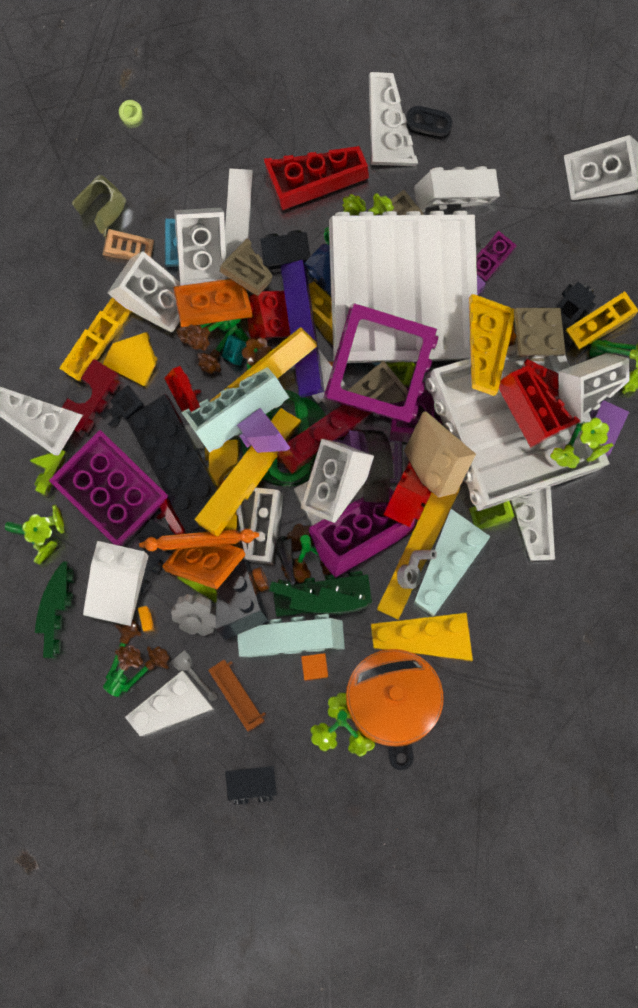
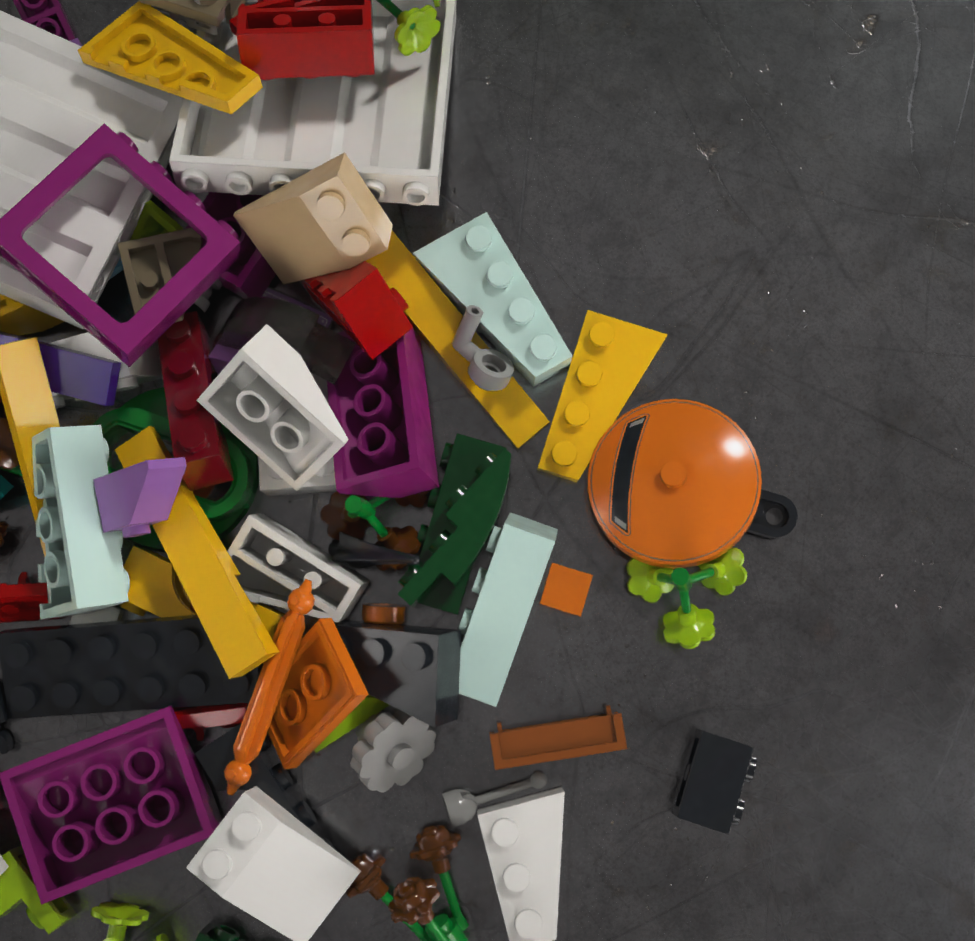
camera: 70 degrees left, 0 degrees up
(146, 619) = (361, 836): light orange tile -> none
(492, 516) = (453, 199): lime slope -> none
(536, 524) = (497, 140): white wing -> none

